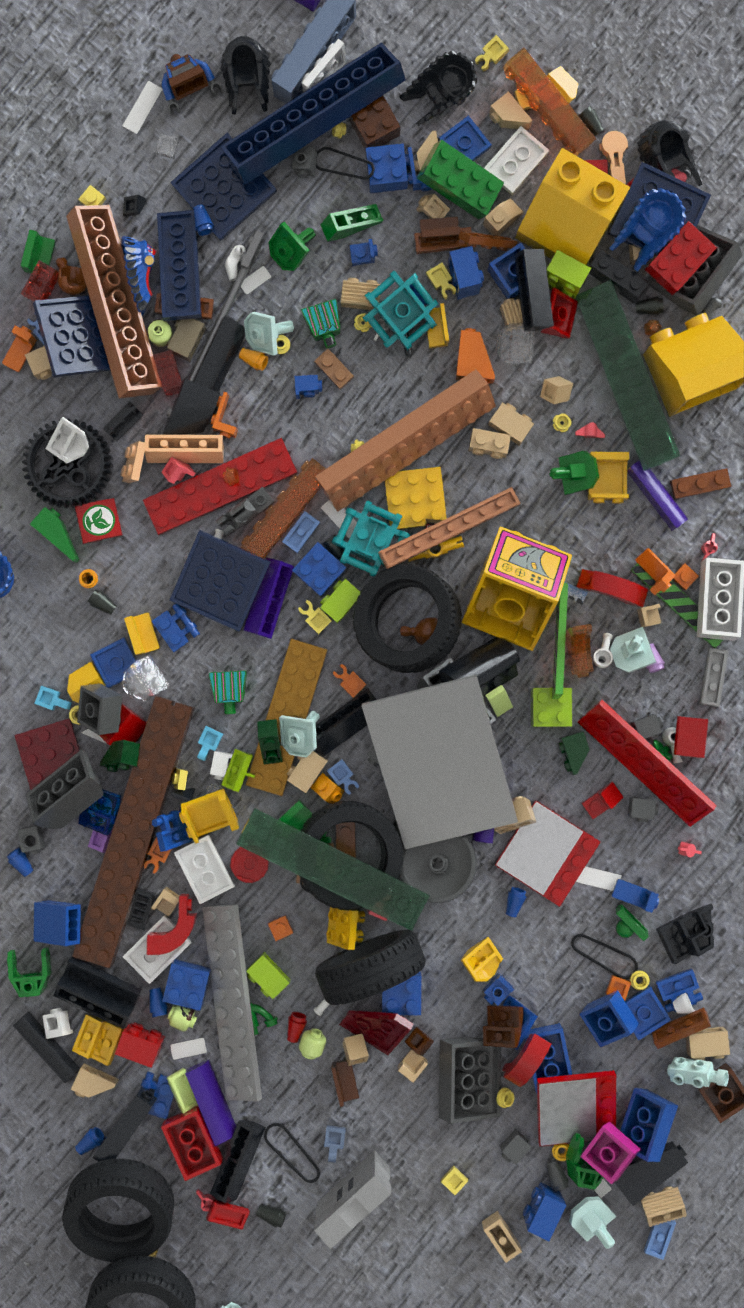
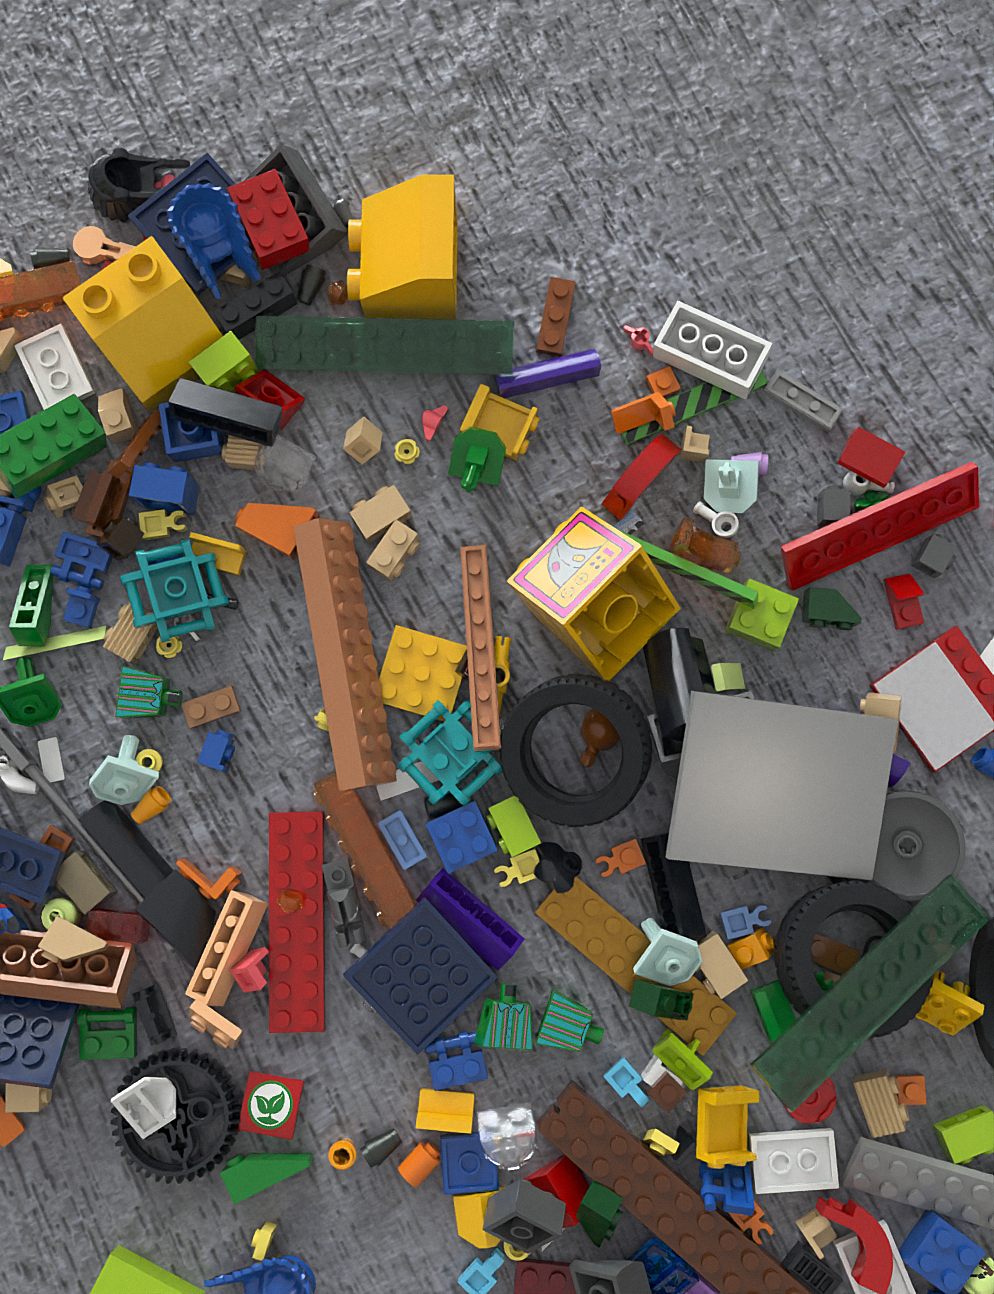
camera: 65 degrees left, 5 degrees down
(15, 552) = (262, 1240): none -> light yellow plate
(92, 398) = (107, 1042): none -> green plate
(102, 631) = (419, 1163): none -> orange brick
(146, 346) = (69, 942): none -> tan slope
(213, 648) = (505, 1022): none -> torso
(213, 768) = (667, 1092): none -> reddish brown plate
(264, 910) = (880, 1103): none -> tan brick
(325, 638) = (554, 866): none -> black plate
(333, 248) = (57, 642): none -> yellowish green sticker
(400, 237) = (83, 552): none -> blue plate
(420, 258) = (120, 537): none -> dark brown brick

